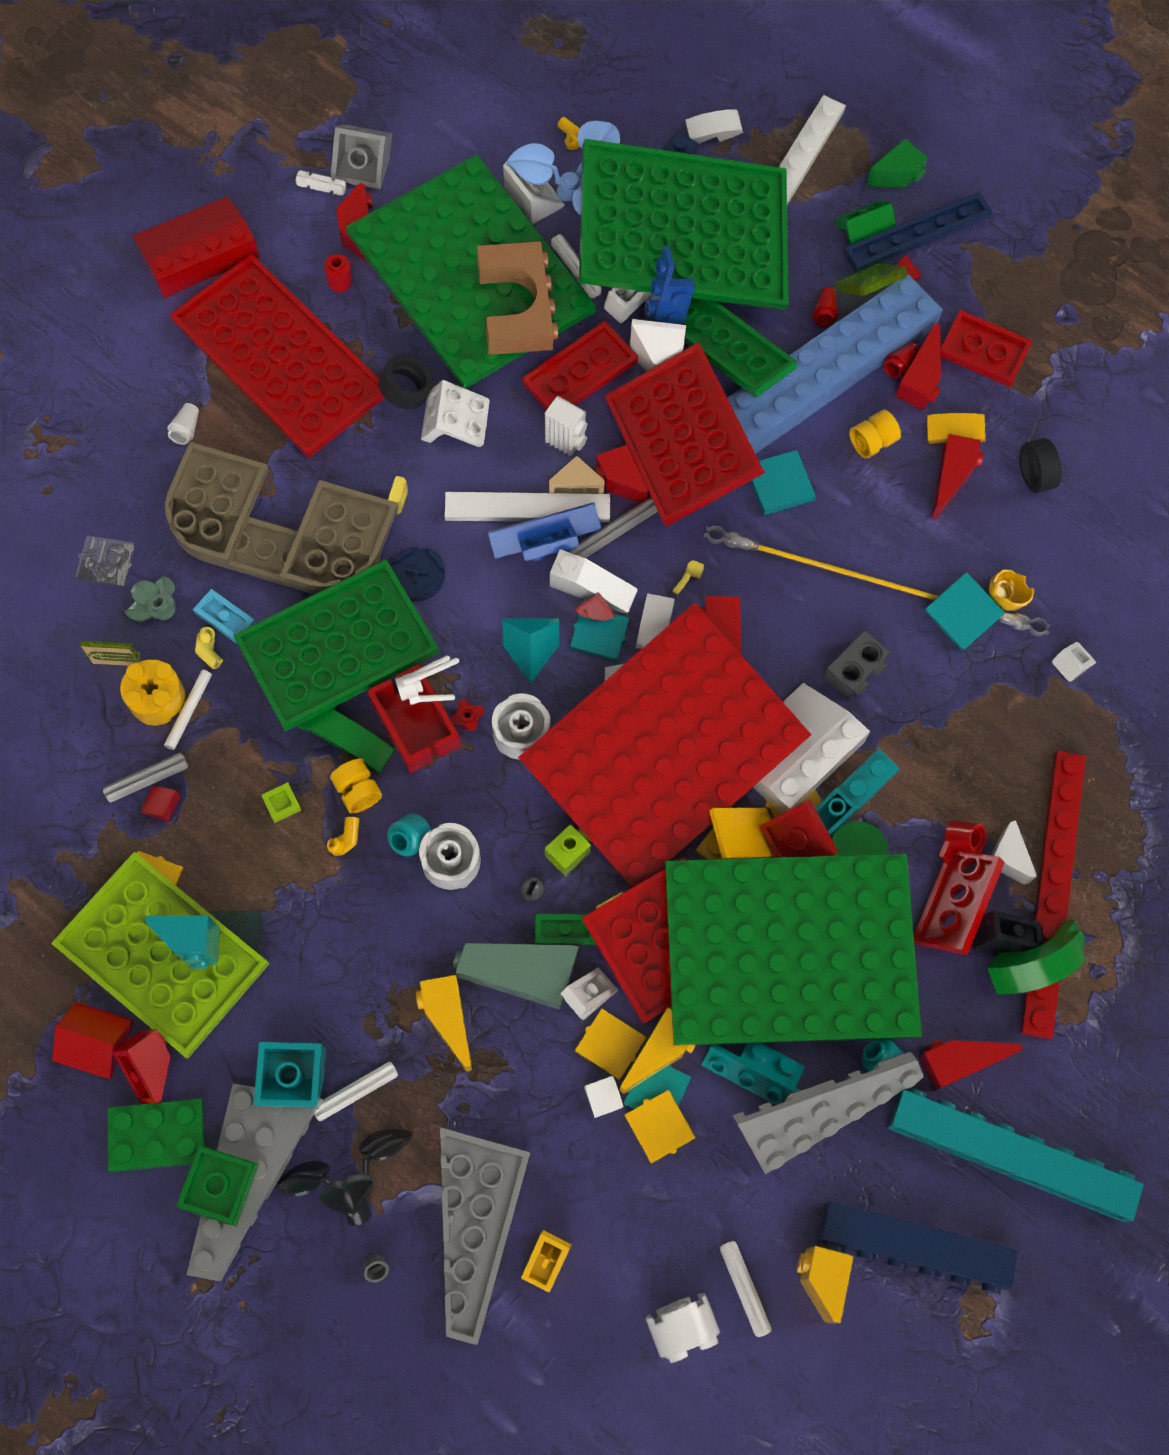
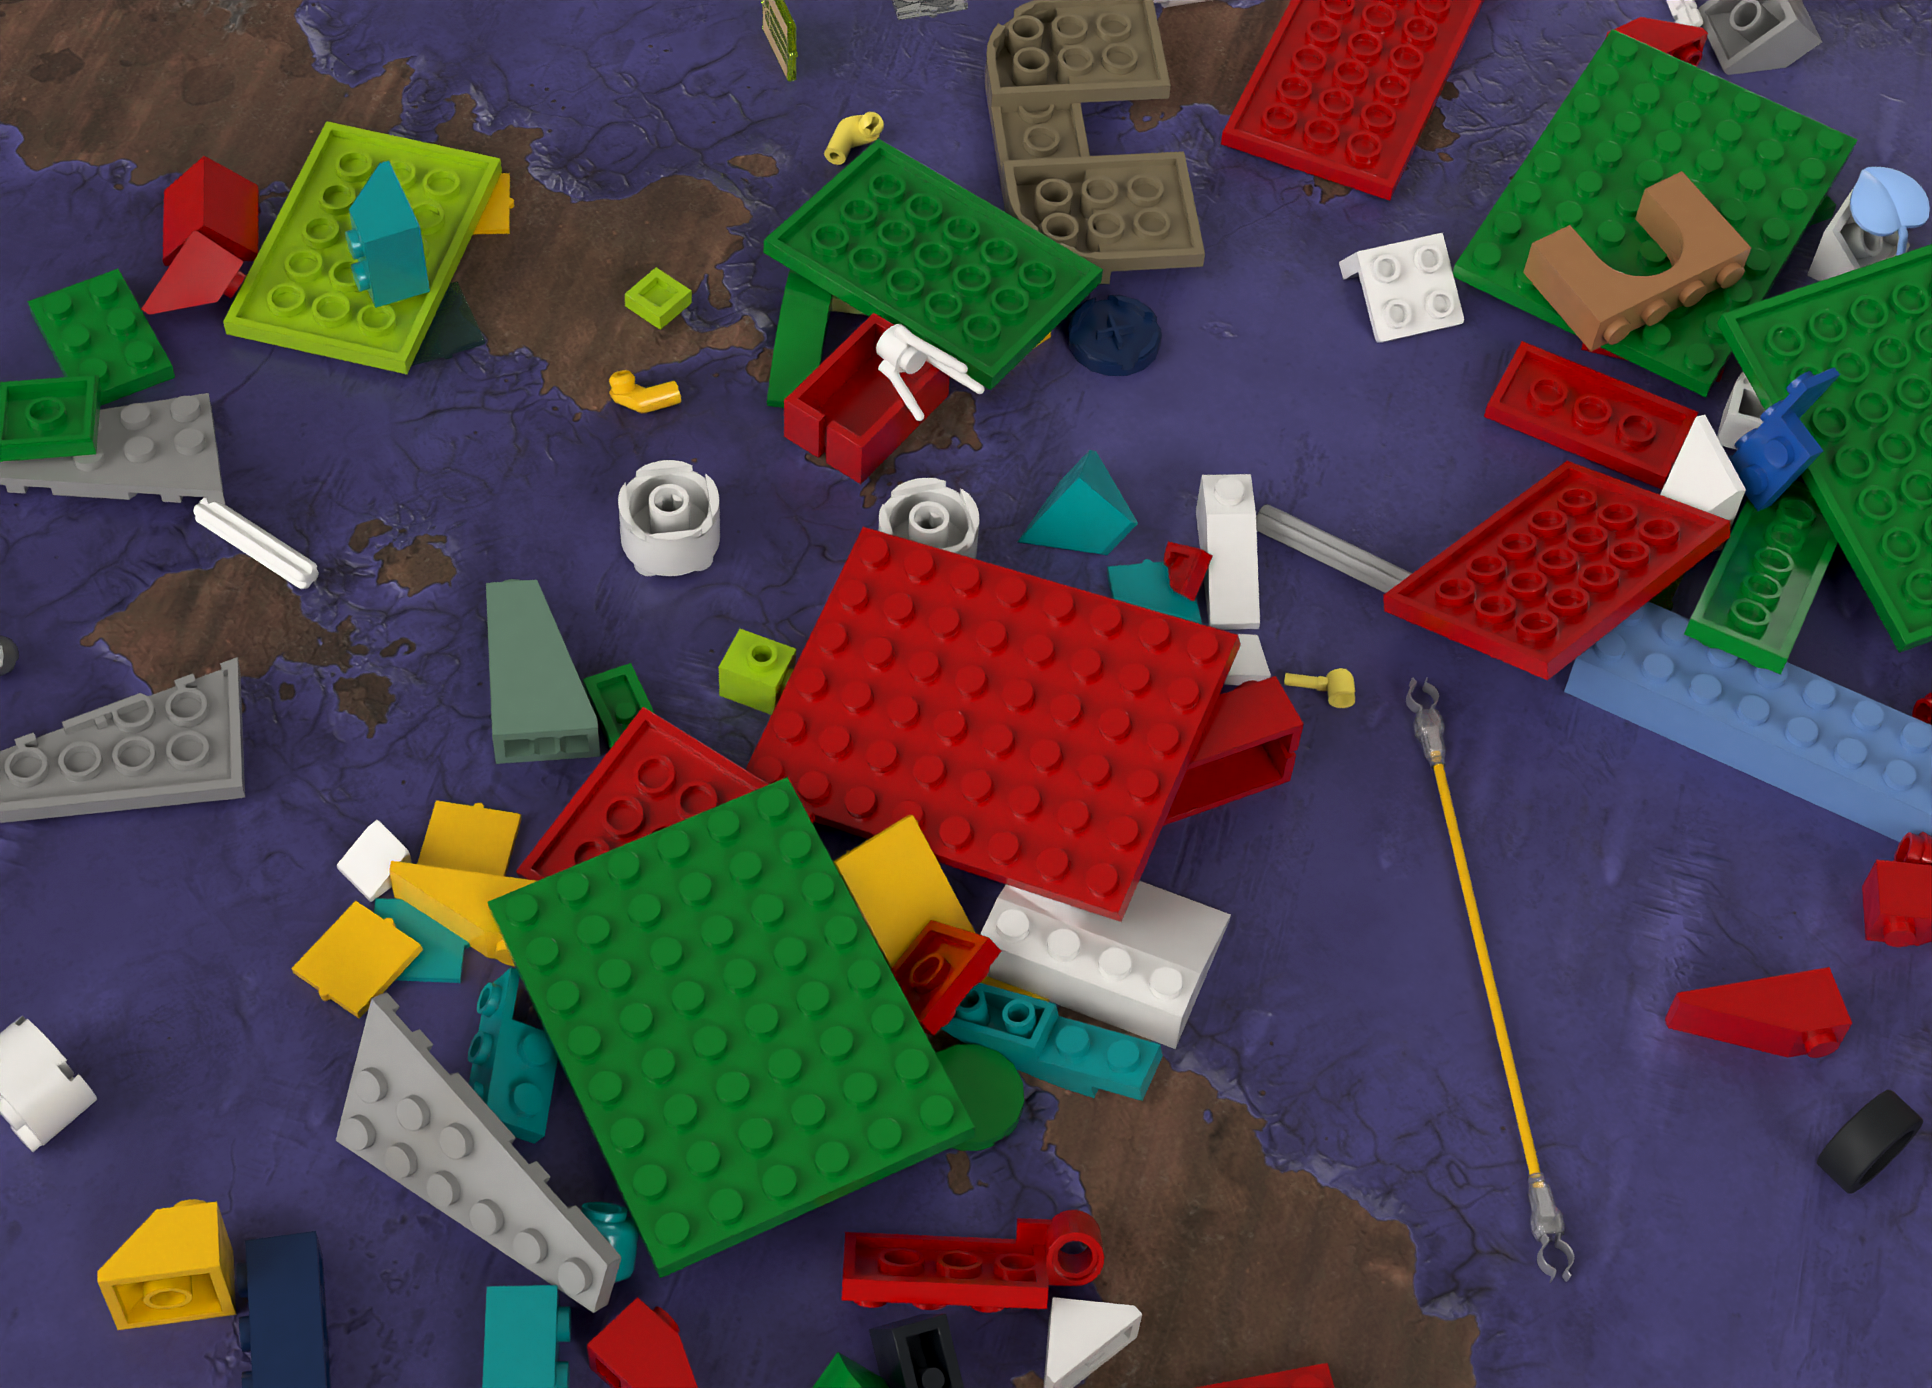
camera: 65 degrees right, 15 degrees down
(145, 777) = (621, 139): light grey axle -> none
(152, 600) = (891, 52): sand green plate -> none
(155, 679) = (748, 93): yellow brick -> none
(161, 803) = (590, 172): red slope -> none
(187, 710) = (747, 149): white bar -> none
(222, 615) = (914, 126): medium azure plate -> none
(289, 1074) = (243, 441): teal slope -> none
(338, 273) = (1539, 63): red brick -> none
(349, 1193) = (85, 585): black plant -> none
(357, 788) = (727, 369): yellow wheel -> none
(399, 492) = (1225, 260): light yellow tile -> none
(407, 833) = (682, 444): teal head -> none
(413, 370) = (1434, 181): black tyre -> none
(444, 1010) = (417, 608): yellow slope -> none
(471, 722) = (906, 463): red plate -> none
(518, 506) = (1312, 434): white tile -> none
(537, 892) = (674, 655): dark grey hinge -> none
(545, 534) = (1276, 461): bracket -> none
(546, 1261) = (85, 869): yellow slope -> none
(565, 426) = (1469, 413): white brick -> none
(576, 478) = (1389, 469): tan slope -> none
(589, 993) = (530, 774): white slope -> none
(621, 474) = (1442, 516): red slope -> none
(745, 1289) = (130, 1173): white axle -> none
(783, 483) = (1577, 760): teal tile -> none
(852, 662) = (1308, 966): dark grey brick -> none
(877, 432) = (1756, 861): yellow wheel -> none
(959, 424) = (1866, 992): yellow slope -> none
(964, 611) = (1506, 1116): teal tile -> none
(1010, 590) = (1592, 1175): yellow hair -> none
(1073, 661) = (1525, 1343): white slope -> none

